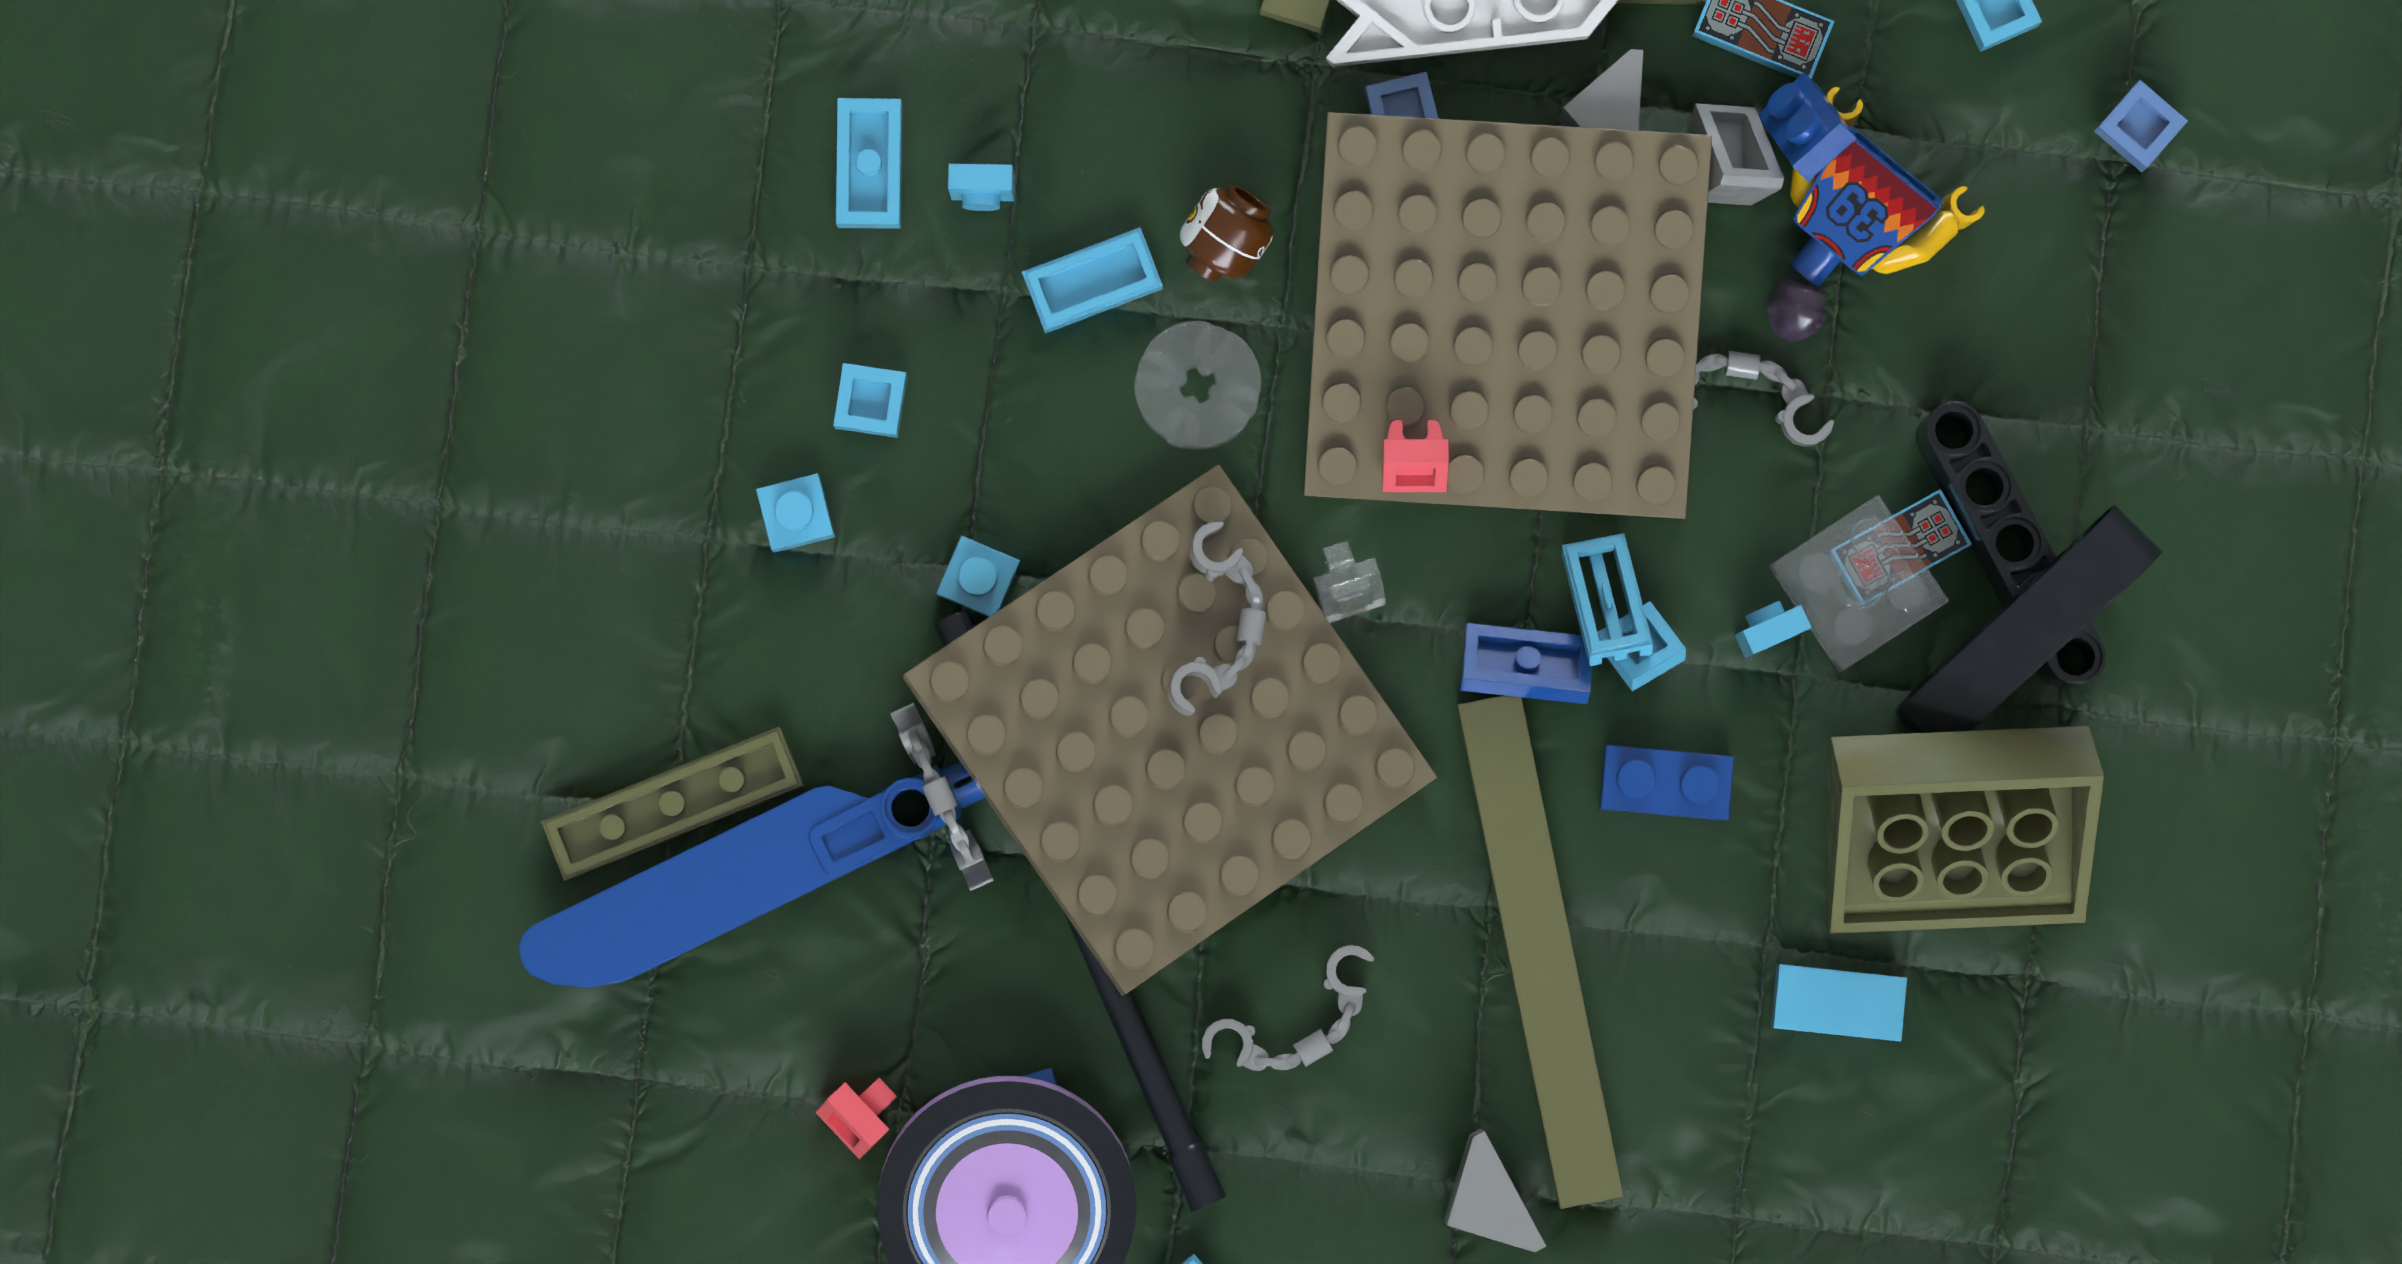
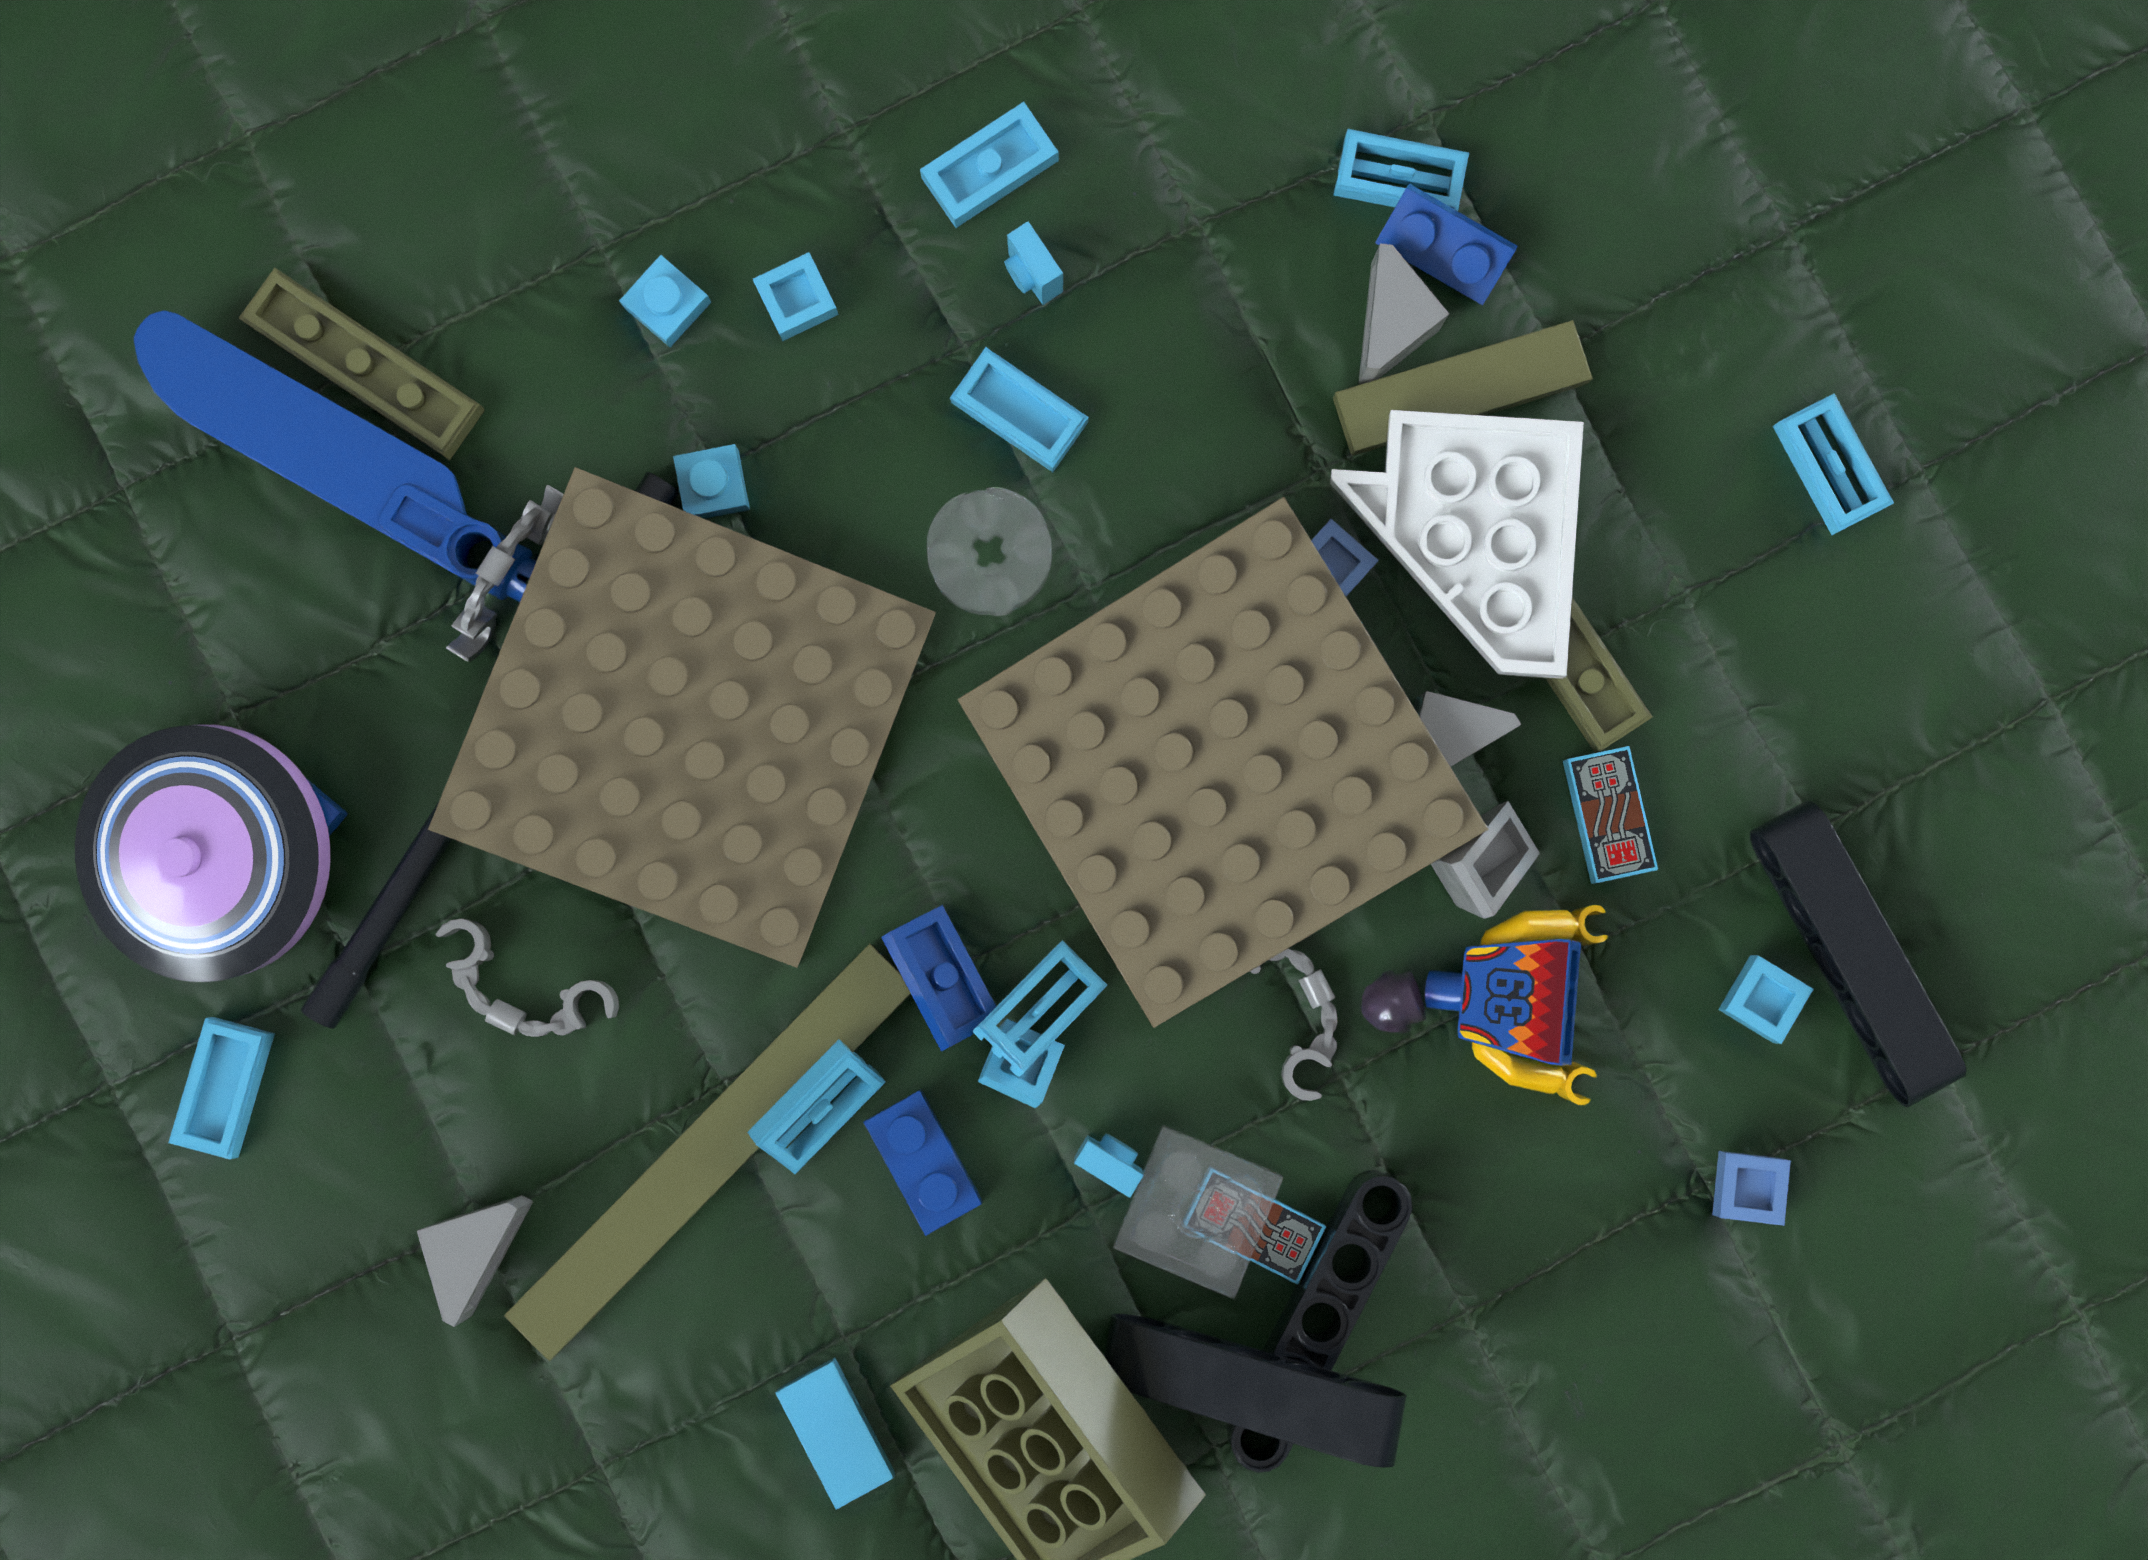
camera: 55 degrees right, 0 degrees up
(855, 1116) = (195, 681): coral tile -> none
(1226, 233) = (1130, 488): reddish brown head -> none
(1249, 629) = (810, 726): light grey piece -> none
(1347, 585) = (906, 784): clear tile -> none
(1415, 463) = (1039, 769): coral tile -> none
(1563, 837) = (810, 1101): none -> medium azure tile
(1806, 126) = (1552, 904): blue plate -> none

